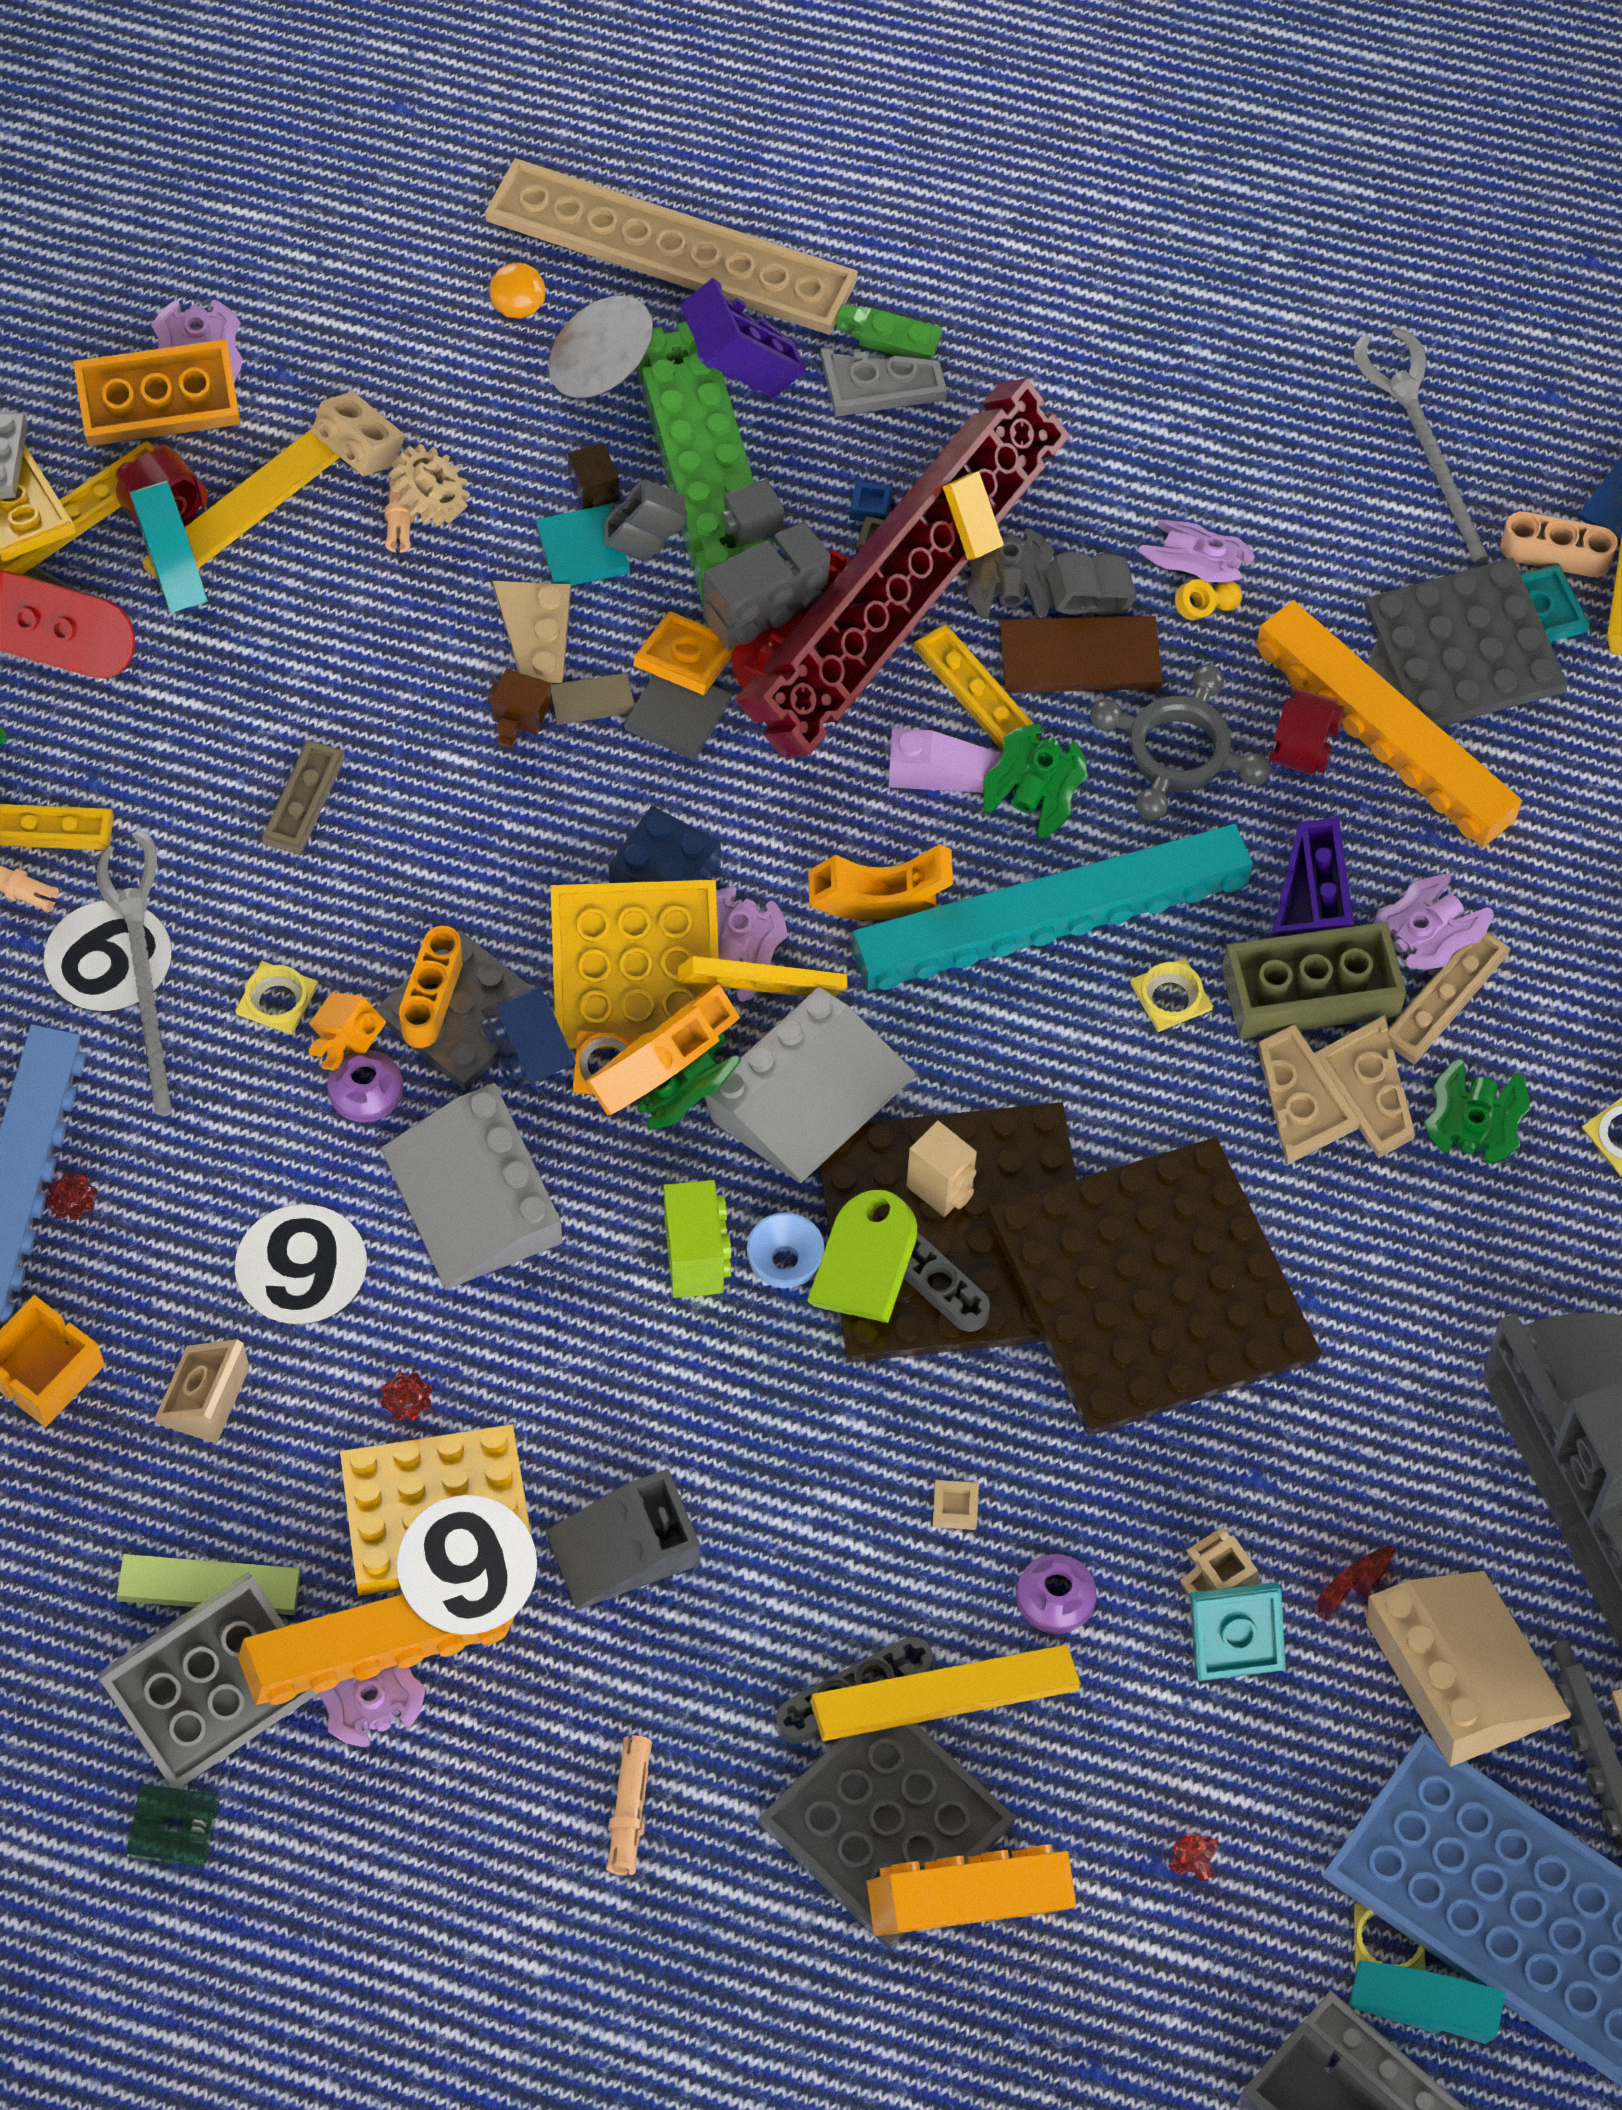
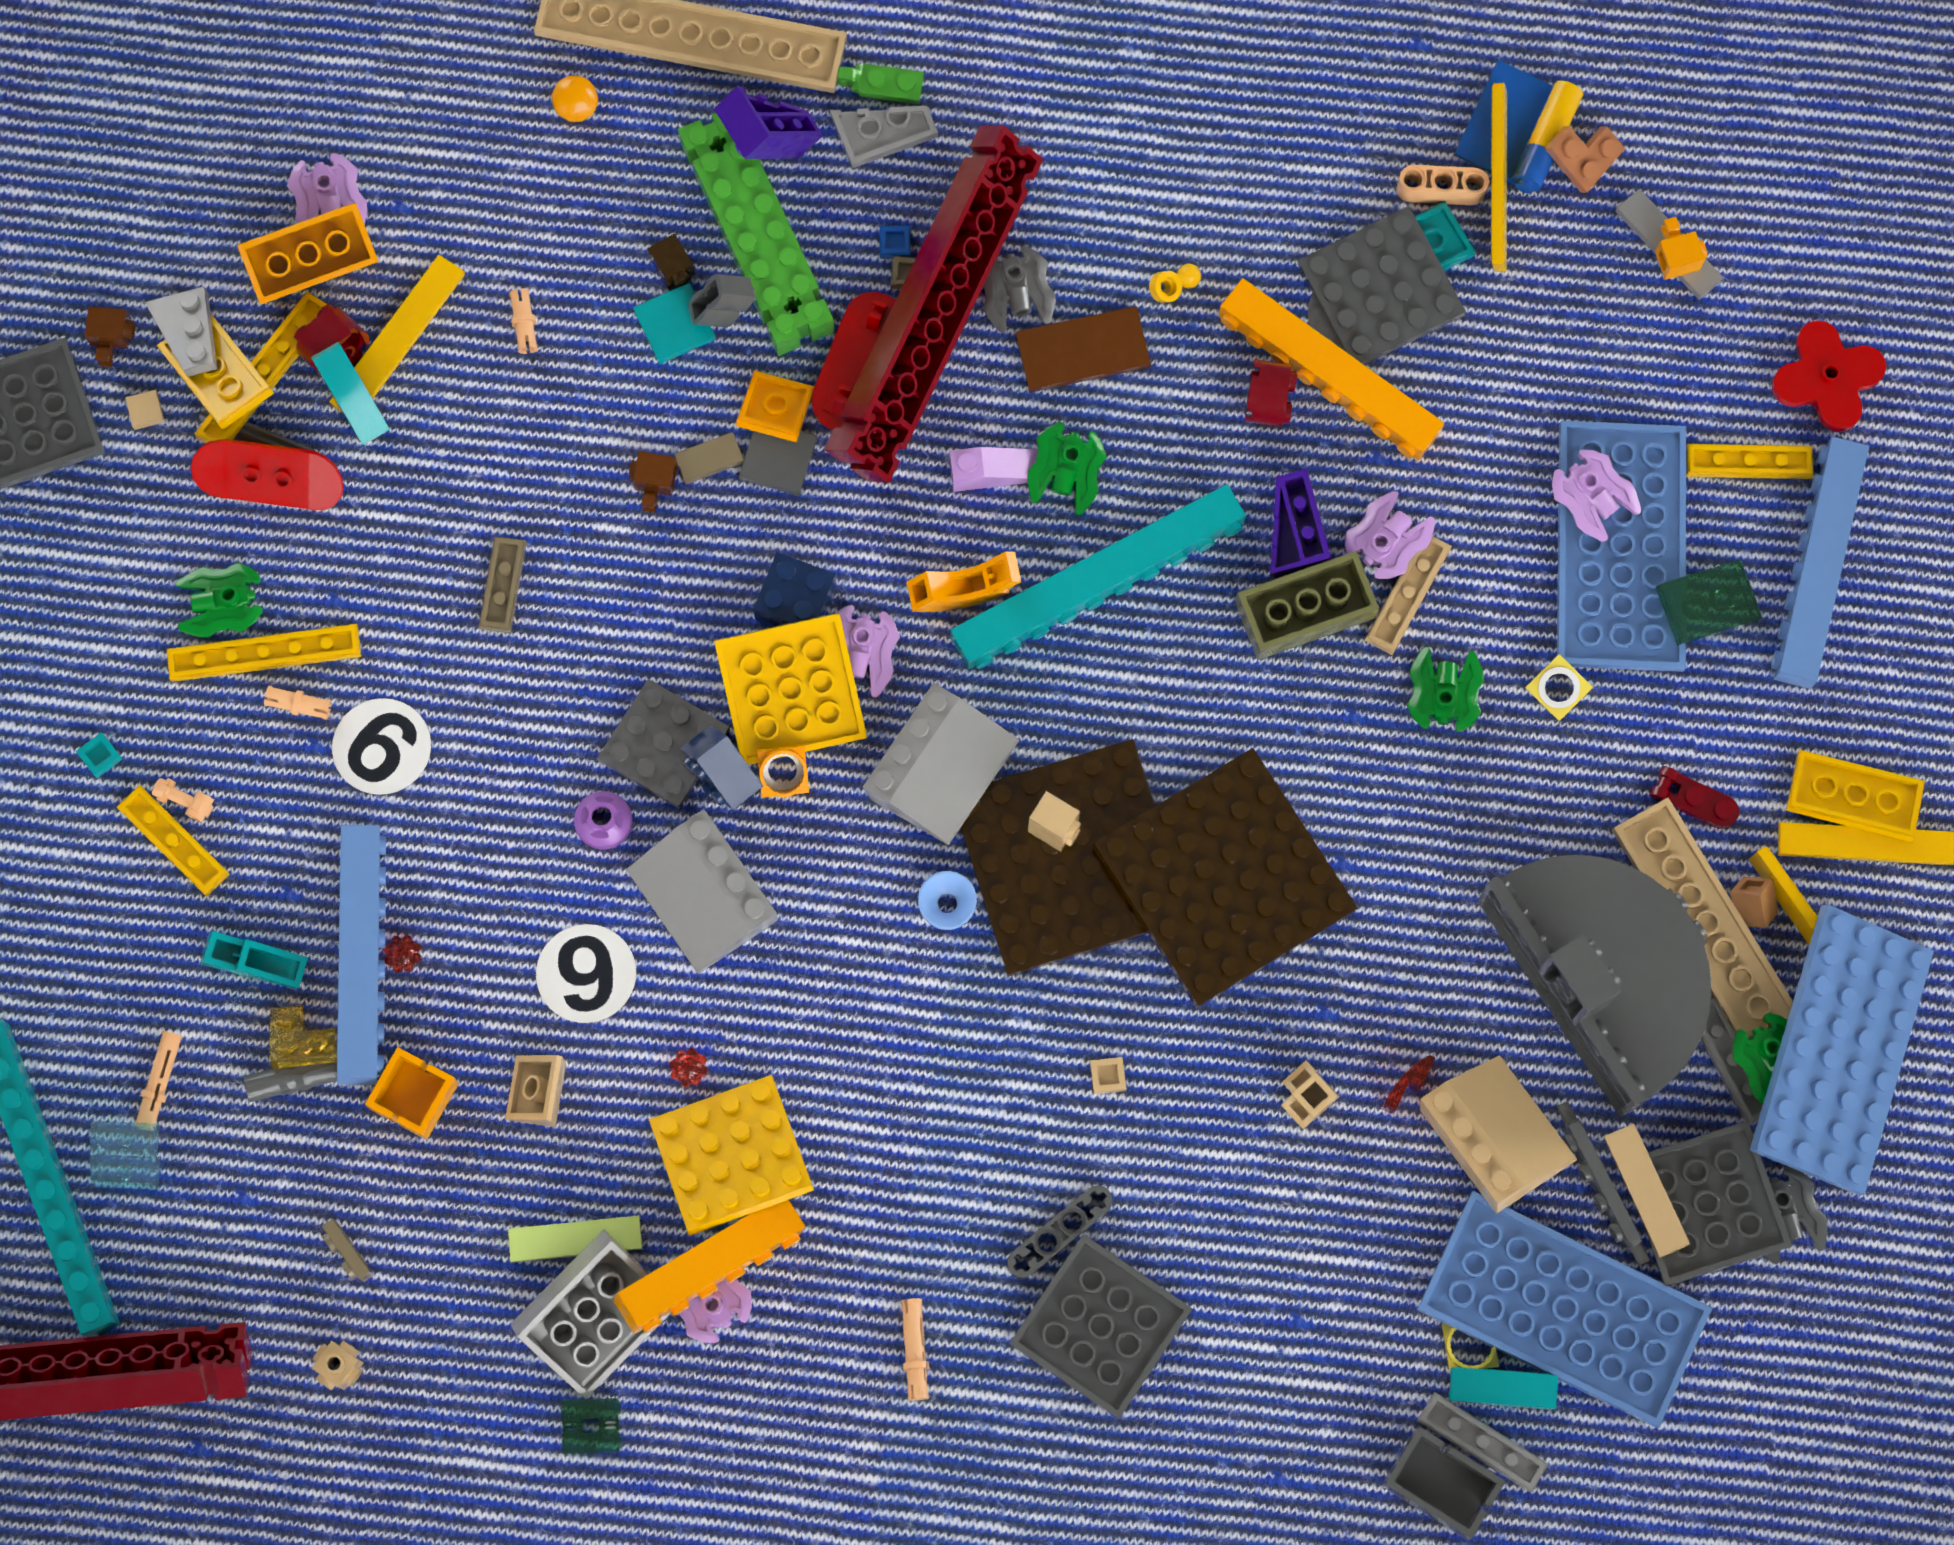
camera: 10 degrees left, 15 degrees up
(132, 906) = (392, 705): light grey piece -> none
(276, 975) = (511, 741): light yellow piece -> none
(344, 1025) = (579, 778): light orange brick -> none
(357, 433) = (476, 258): tan brick -> none
(429, 485) = (543, 295): tan gear -> none
(431, 1003) = (634, 722): light orange beam -> none
(467, 1564) = (764, 1201): white sticker -> none
(536, 626) = (653, 403): tan wing -> none
(600, 346) = (653, 143): flat silver sticker -> none
(625, 1540) = (872, 1152): dark grey slope -> none
(664, 1051) = (828, 761): light orange slope -> none
(684, 1089) = (847, 780): green piece -> none
(696, 1238) = (878, 907): lime brick -> none
(752, 513) = (807, 285): dark grey brick -> none
(759, 977) = (889, 684): yellow tile -> none
(761, 590) = (829, 347): dark grey piece -> none
(865, 1257) = (1008, 900): lime tile -> none
(944, 1692) = (1126, 1225): yellow tile -> none
(969, 1294) = (1042, 898): dark grey beam -> none
(970, 1893) = (1171, 1377): light orange brick -> none
(971, 684) = (1003, 392): yellow tile -> none
(973, 515) = (980, 253): yellow tile -> none
(1051, 1612) = (1184, 1145): medium lavender piece -> none
(1091, 584) = (1081, 288): dark grey brick -> none
(1173, 972) = (1204, 612): light yellow piece -> none
(1194, 710) = (1186, 359): dark grey piece -> none
(1194, 1855) = (1324, 1312): clear red plant -> none
(1199, 552) = (1161, 243): lavender piece -> none
(1237, 1631) = (1329, 1140): tile -> none
(1302, 1096) = (1312, 699): tan wing -> none
(1369, 1081) = (1360, 682): tan wing -> none
(1405, 389) = (1302, 63): light grey piece -> none

